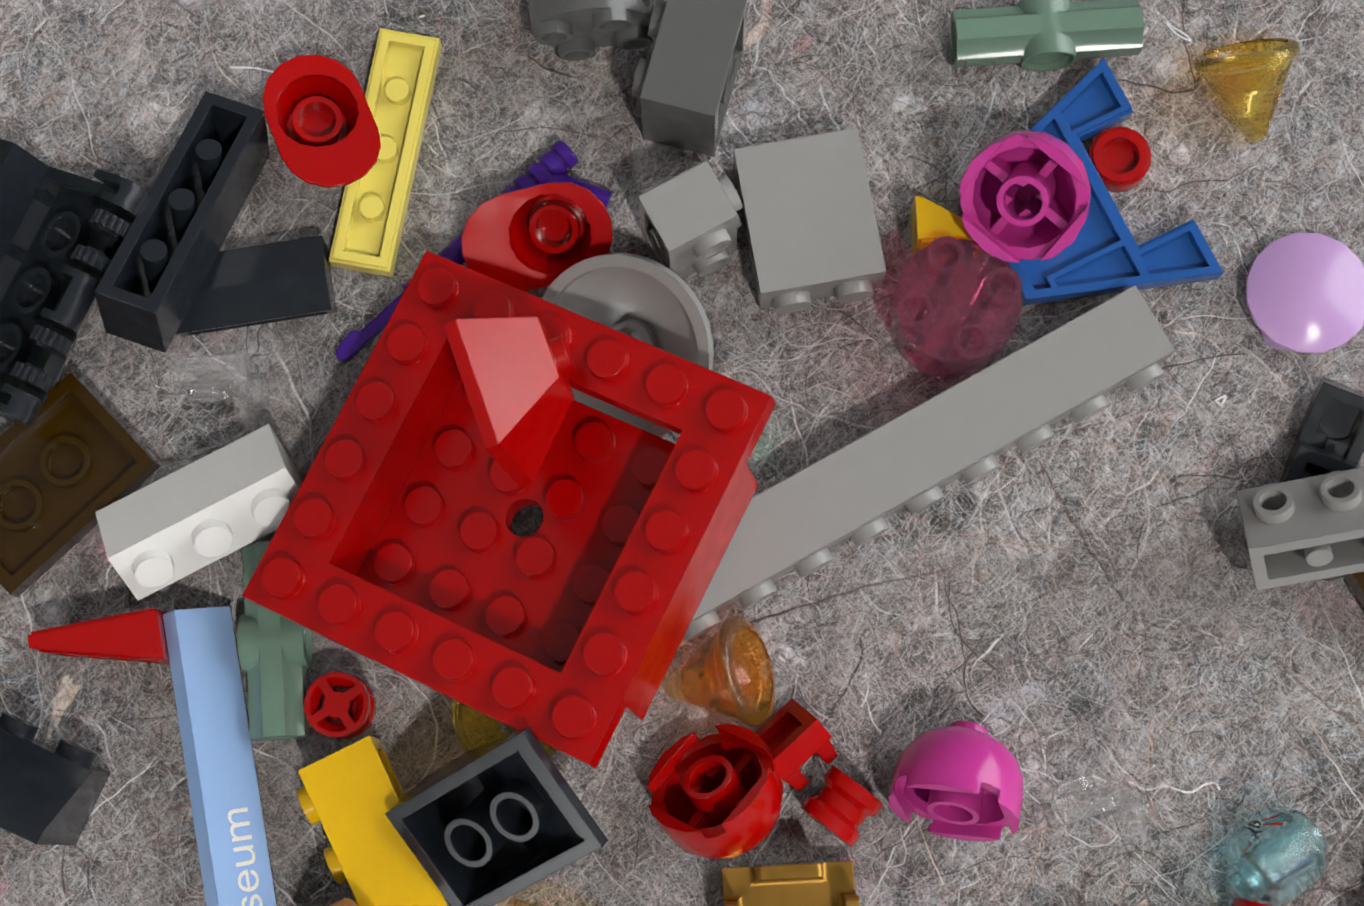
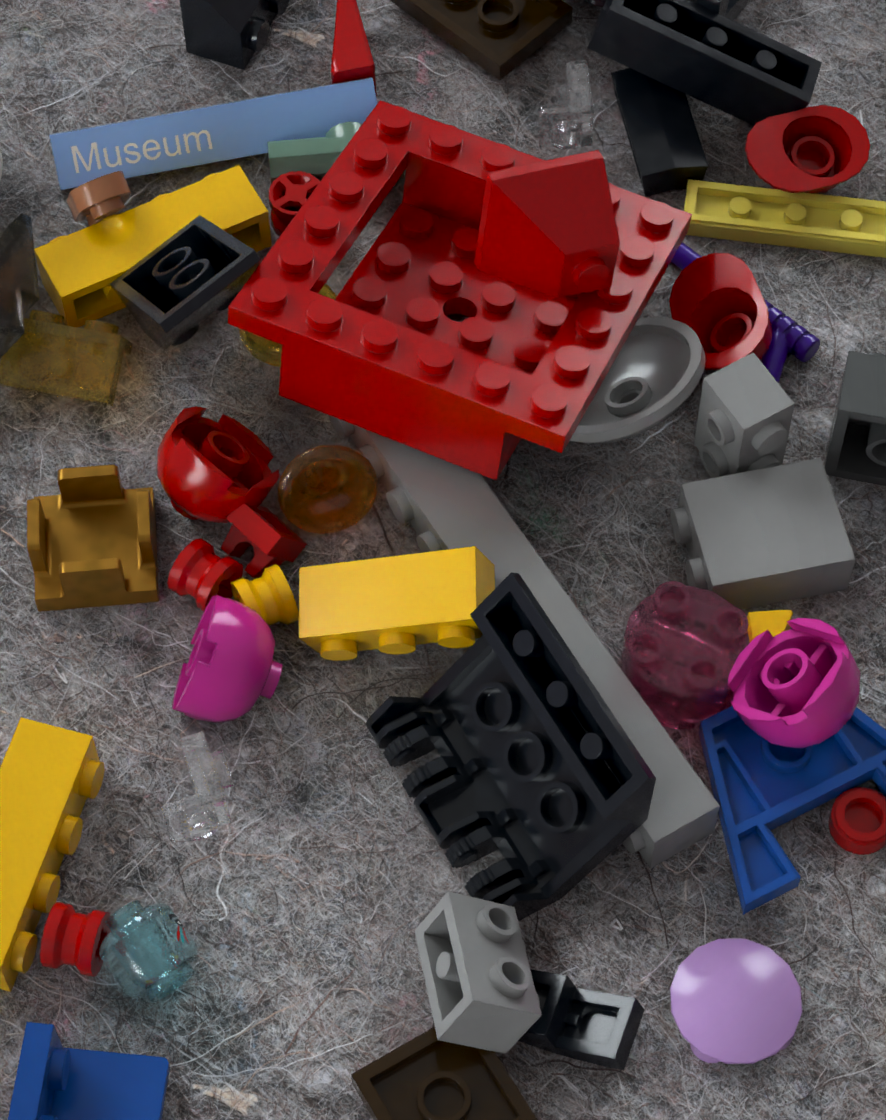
camera: 85 degrees right, 20 degrees down
(199, 512) = (453, 85): white brick -> none
(873, 740) = (268, 596): none -> yellow wheel
(903, 596) = (393, 602): none -> yellow brick
(1077, 478) = (522, 761): none -> black slope

